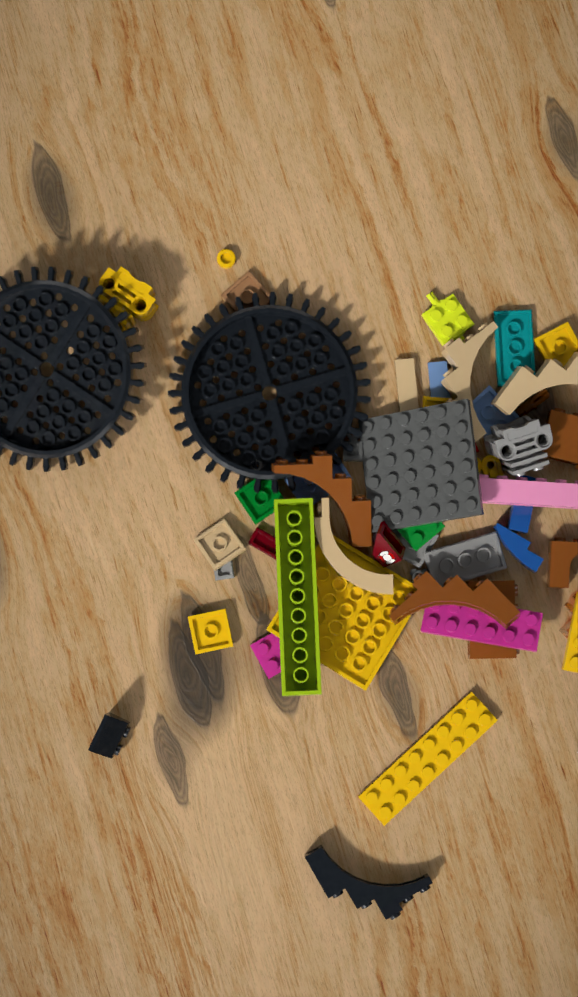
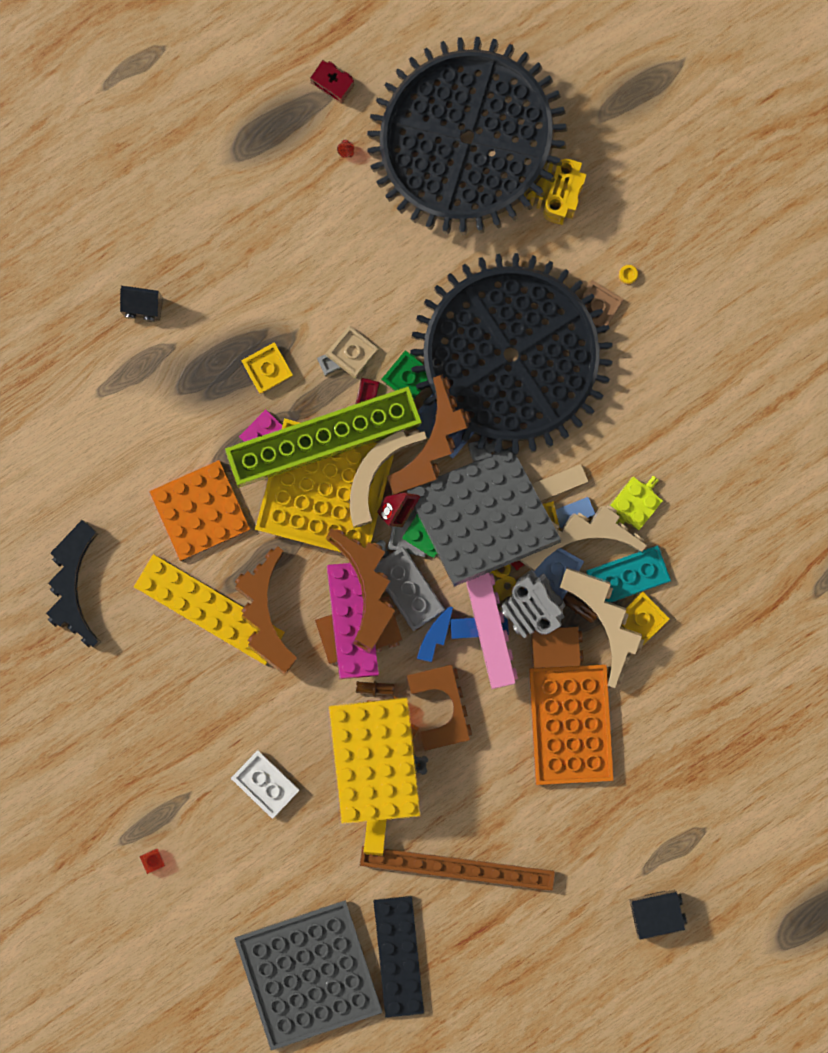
camera: 70 degrees right, 0 degrees up
(19, 490) = (345, 149): none -> clear red plate
(328, 738) = (199, 510): none -> orange plate
(478, 711) = (266, 641): none -> dark orange arch
(551, 620) = (375, 688): none -> reddish brown axle

